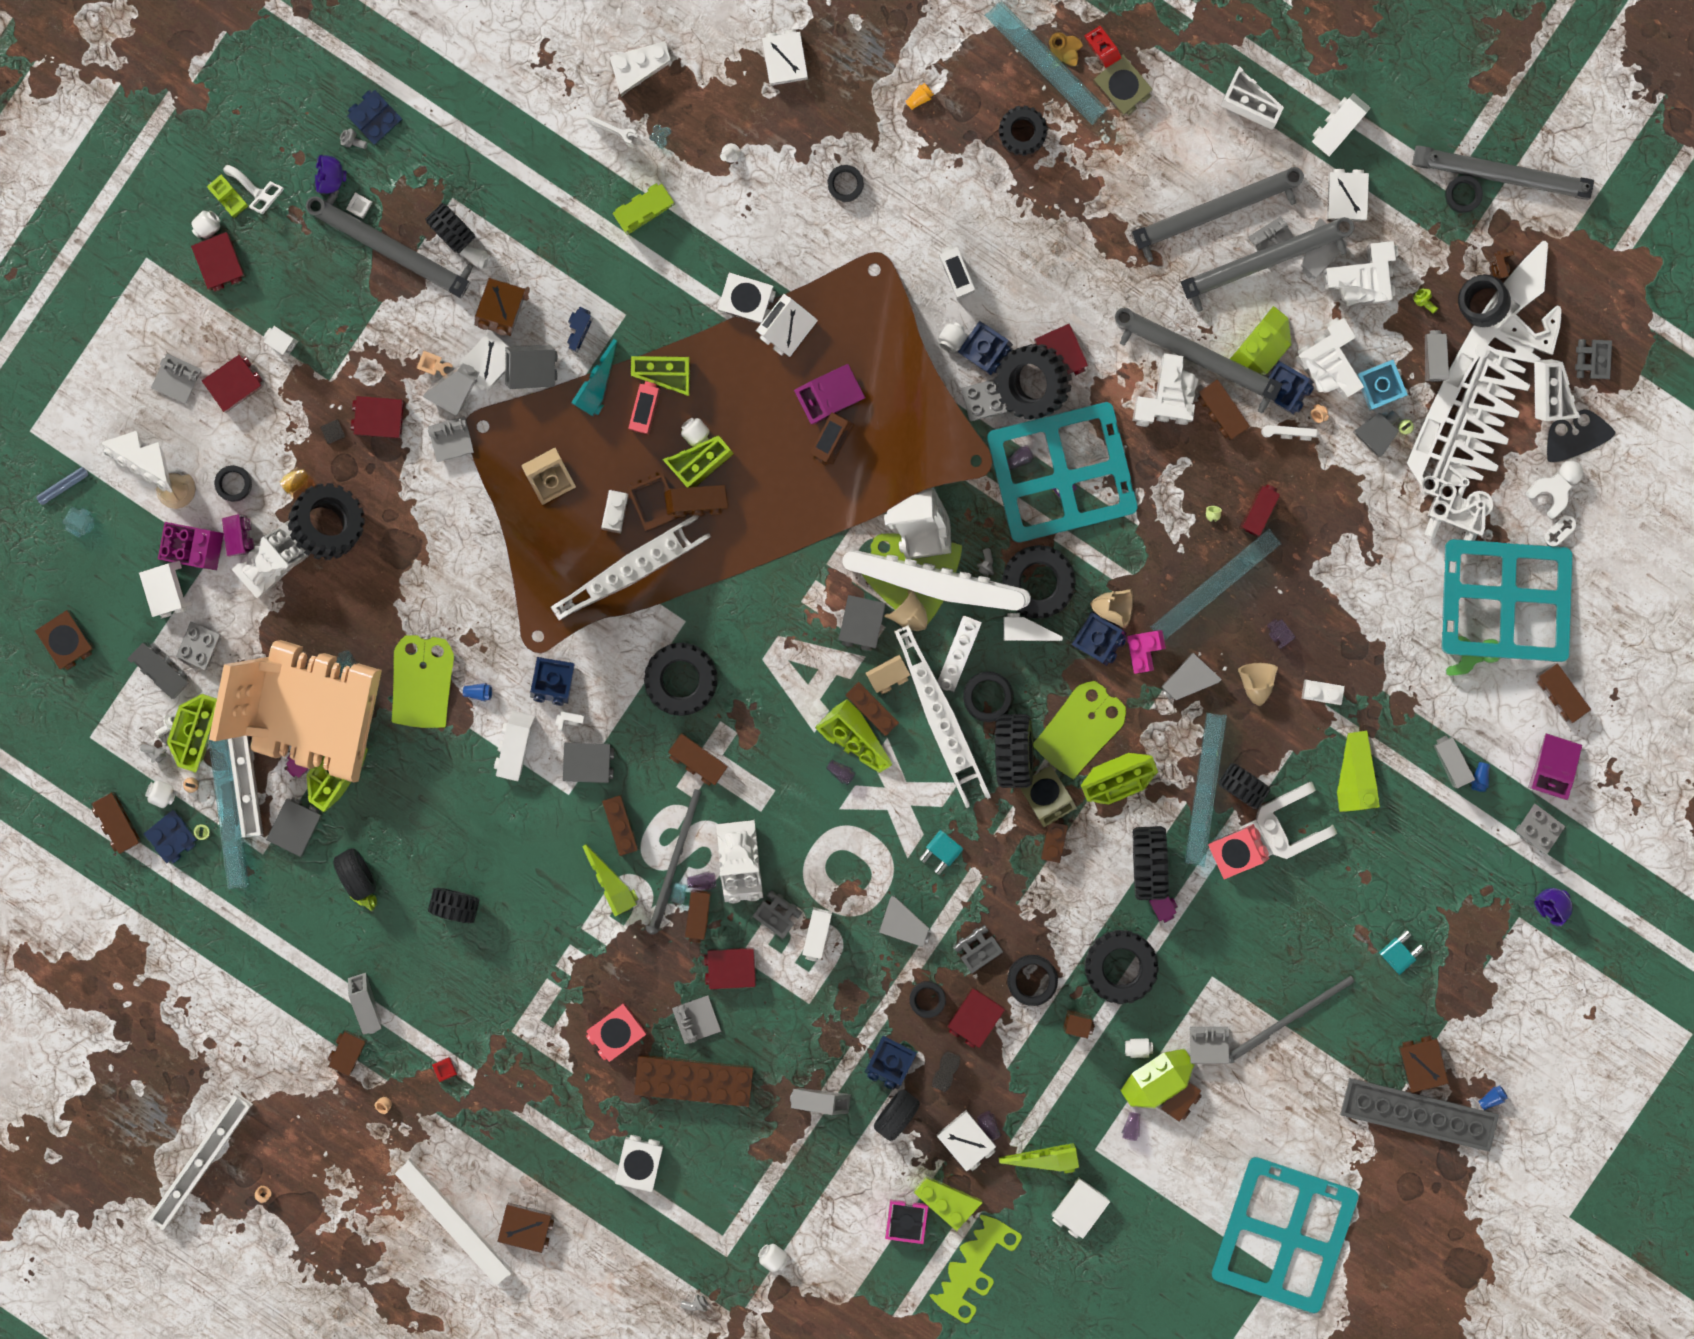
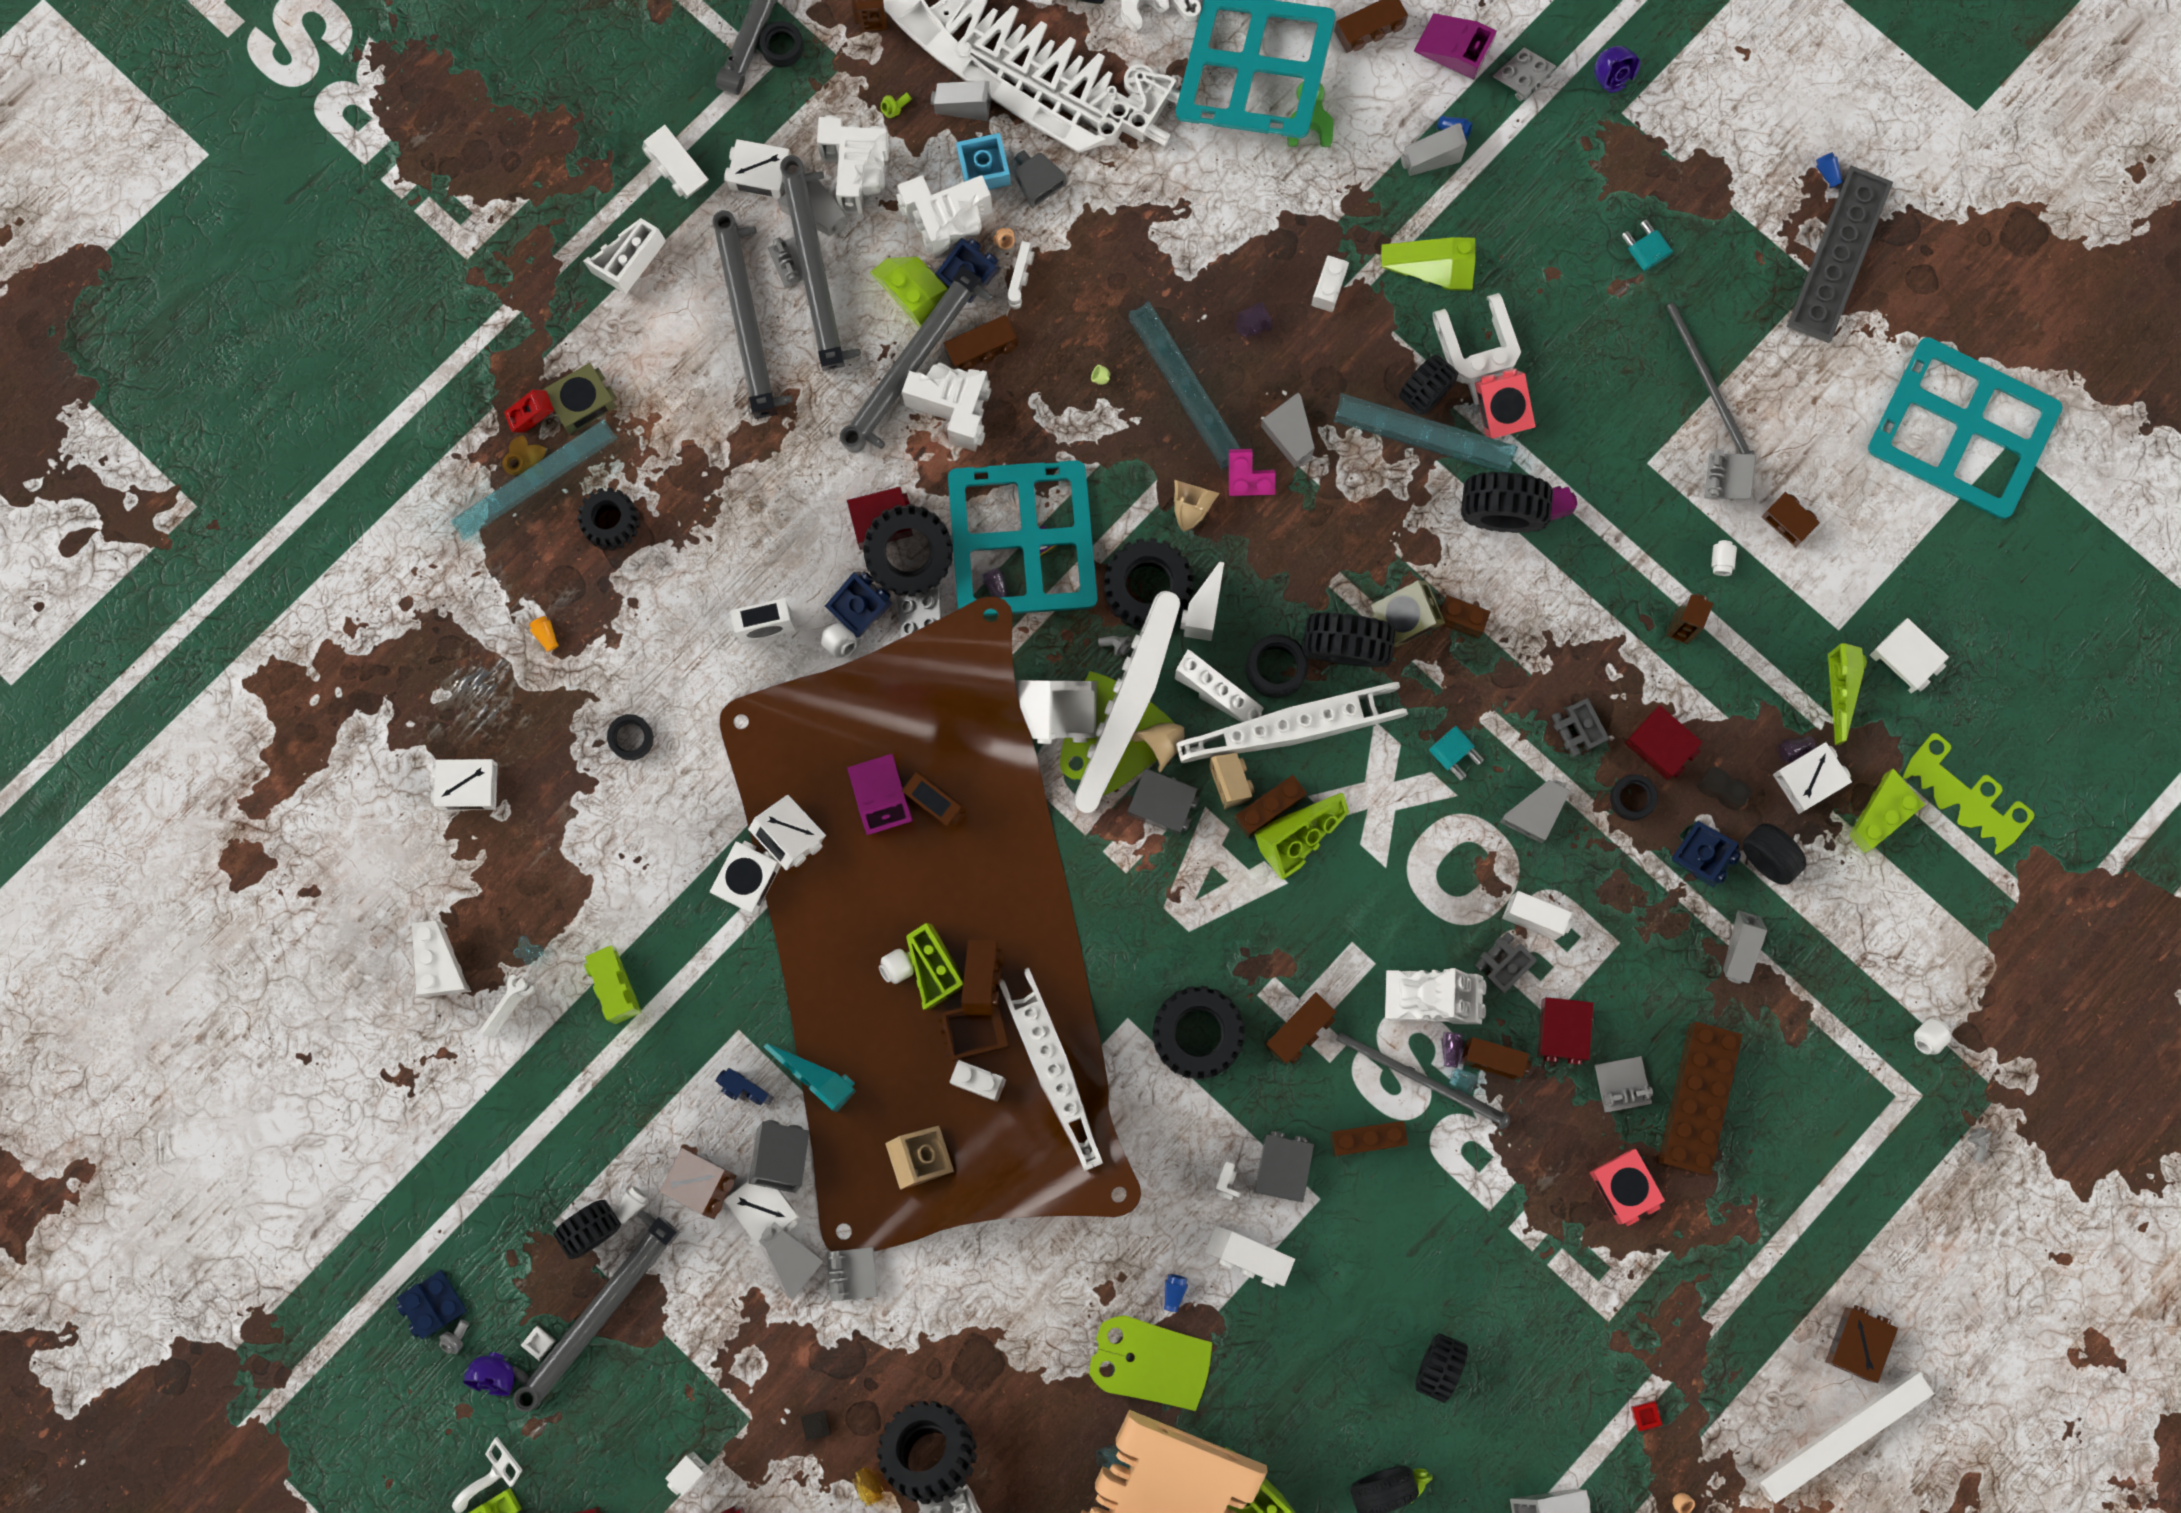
camera: 80 degrees left, 10 degrees down
(377, 417) = (807, 1363): dark red brick -> none
(431, 363) = (753, 1283): light nougat plate -> none
(552, 681) = (1175, 1195): dark blue plate -> none
(616, 891) = (1450, 1156): lime wedge -> none
(639, 1163) = (1796, 1185): white brick -> none
(644, 408) = (856, 1022): brick -> none
(663, 371) = (815, 991): lime wedge -> none
(730, 153) = (566, 868): white plate -> none
(841, 772) = (1342, 856): clear purple cone -> none
(906, 1222) = (1904, 865): black piece -> none
(1036, 1000) = (1637, 647): black tyre -> none
(1073, 737) = (1338, 578): lime piece -> none
(1100, 639) = (1228, 526): dark blue plate -> none
(1119, 778) = (1396, 527): lime wedge -> none
(1131, 1129) = (1818, 581): clear purple cone -> none
(1140, 985) = (1638, 535): black tyre -> none
(1158, 1079) = (1767, 539): lime wedge -> none
(1258, 681) = (1306, 352): tan helmet -> none
(1260, 510) = (1106, 318): dark red brick -> none
(1402, 423) = (1031, 148): yellowish green hinge -> none
(1423, 1064) = (1782, 240): reddish brown brick -> none
(1476, 284) = (886, 30): black tyre -> none

